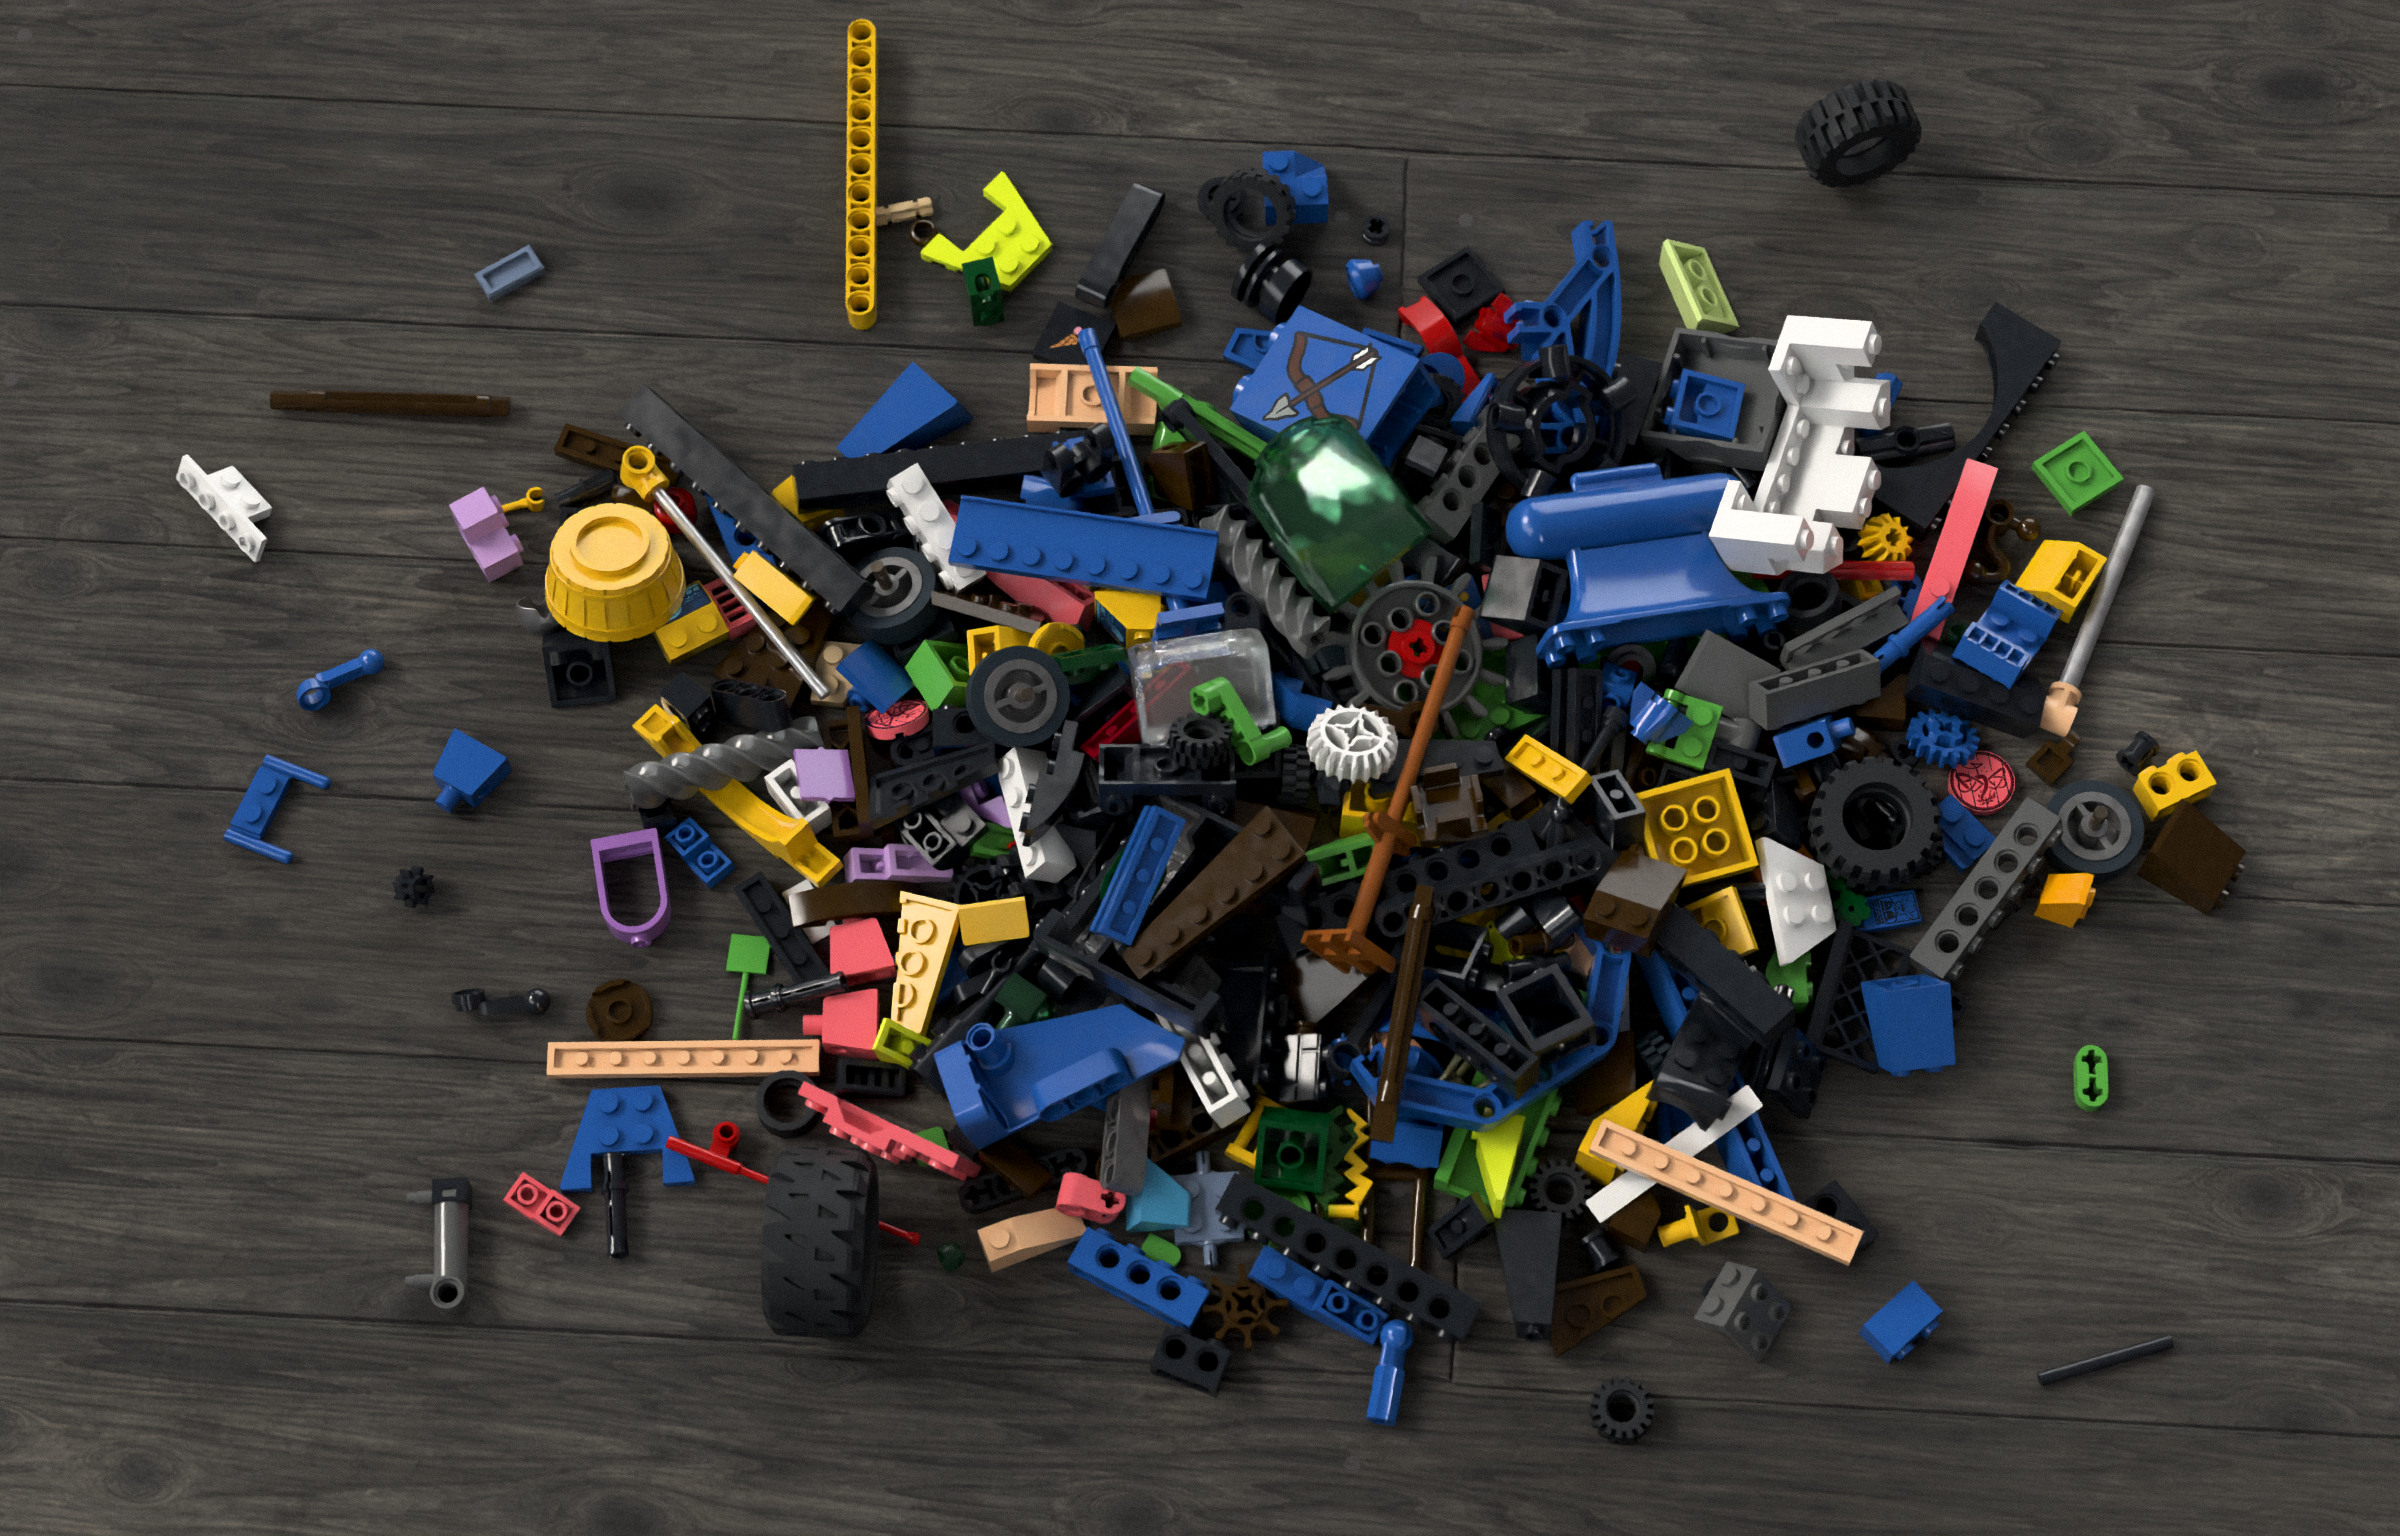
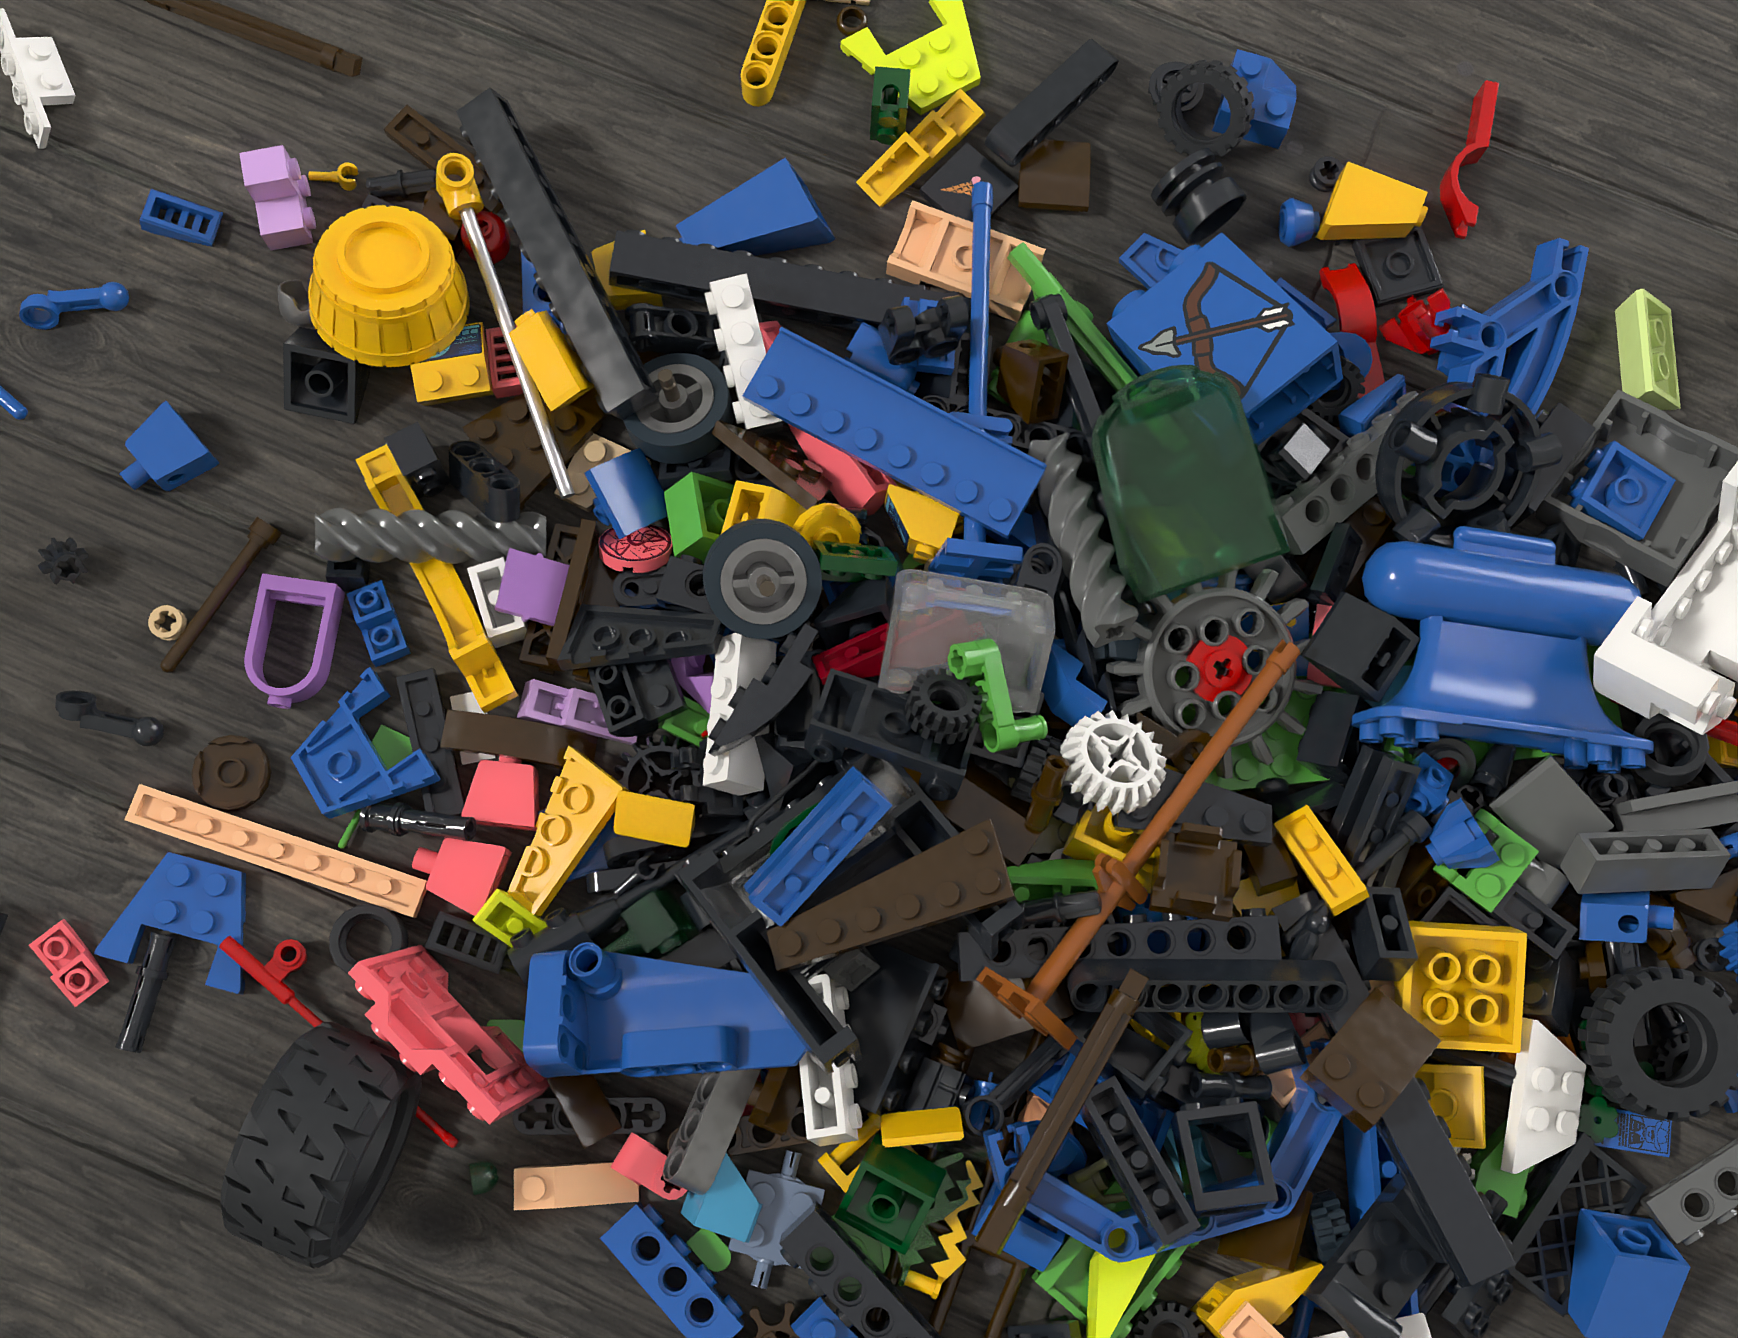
camera: 10 degrees right, 10 degrees up
(404, 591) = (159, 200): none -> blue slope
(529, 910) = (158, 617): none -> tan bush
(573, 814) = (260, 537): none -> dark brown piece
(716, 971) = (343, 763): none -> blue wing
(1021, 319) = (921, 149): none -> yellow slope
(1299, 1084) = (921, 1127): none -> yellow slope
(1307, 784) = (1047, 793): none -> dark brown pin
(1350, 865) = (1061, 907): none -> black axle
(1420, 245) = (1371, 206): none -> yellow slope
(1498, 224) = (1457, 207): none -> red piece

